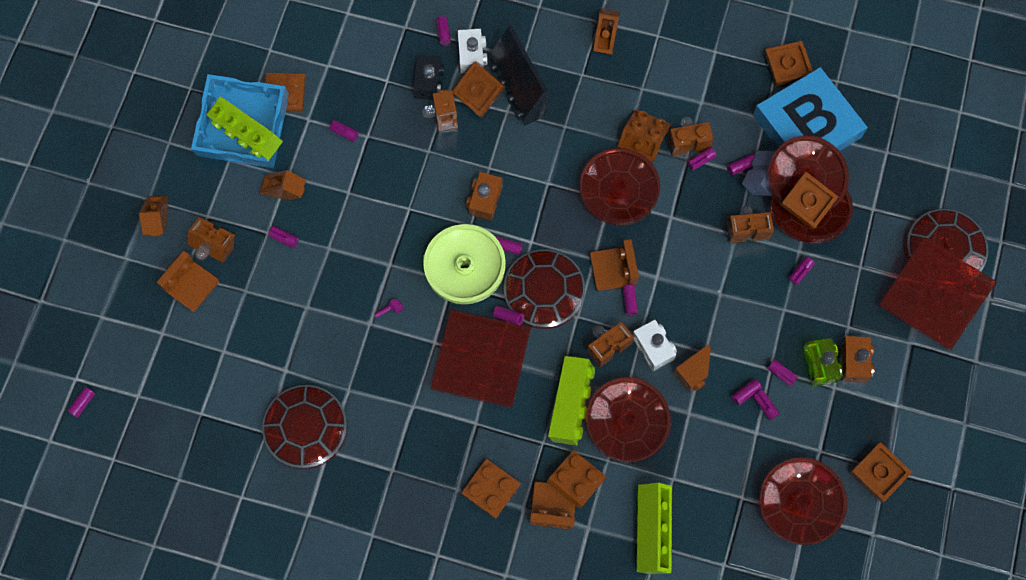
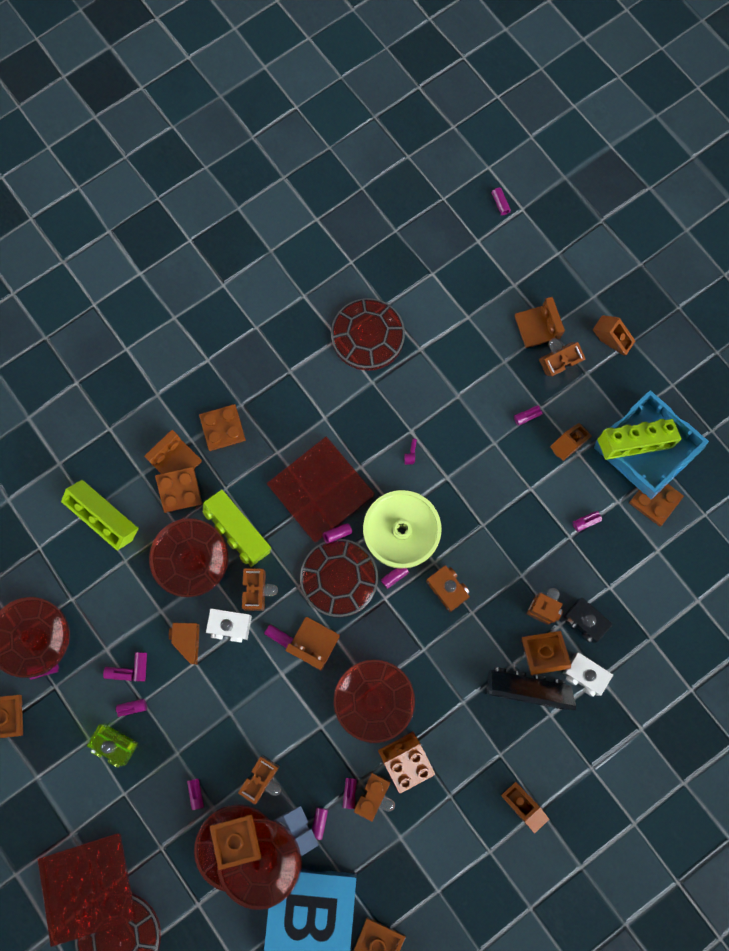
camera: 130 degrees right, 5 degrees up
(443, 30) = (624, 667): magenta piece -> none
(856, 359) = (92, 774): dark orange piece -> none

